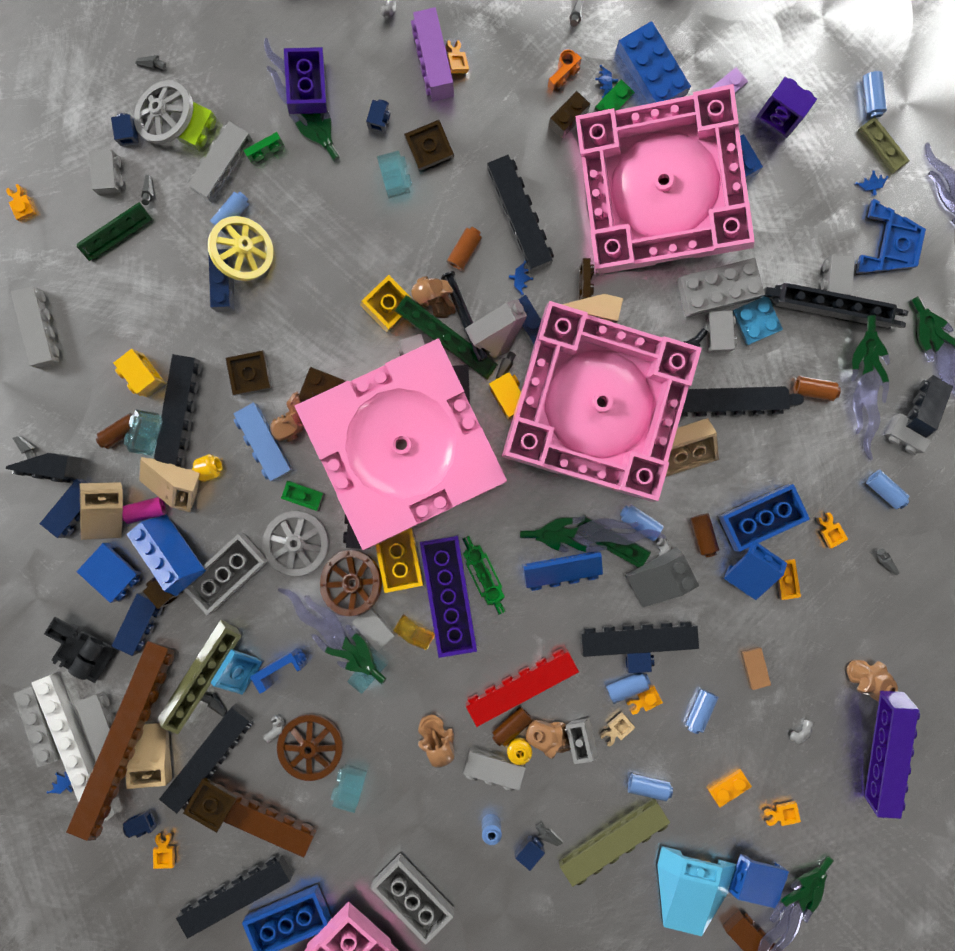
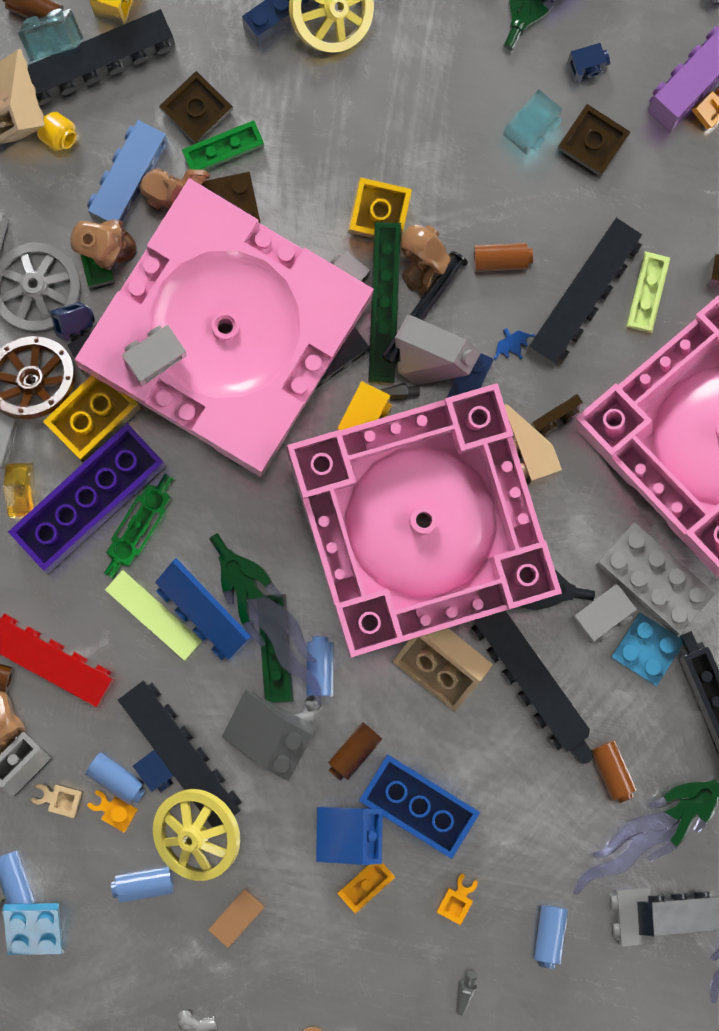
camera: 55 degrees right, 5 degrees down
(284, 372) = (223, 147): none -> green plate
(297, 483) = (103, 242): none -> medium nougat head
(331, 534) = (71, 320): none -> dark blue brick
(392, 499) = (154, 354): none -> light grey brick
(543, 176) = (648, 292): none -> yellowish green tile
(544, 601) = (153, 615): none -> yellowish green tile
(685, 794) = (32, 929): none -> dark azure plate
(694, 663) = (197, 833): none -> light yellow wheel
(729, 788) = (74, 980): light orange plate -> none

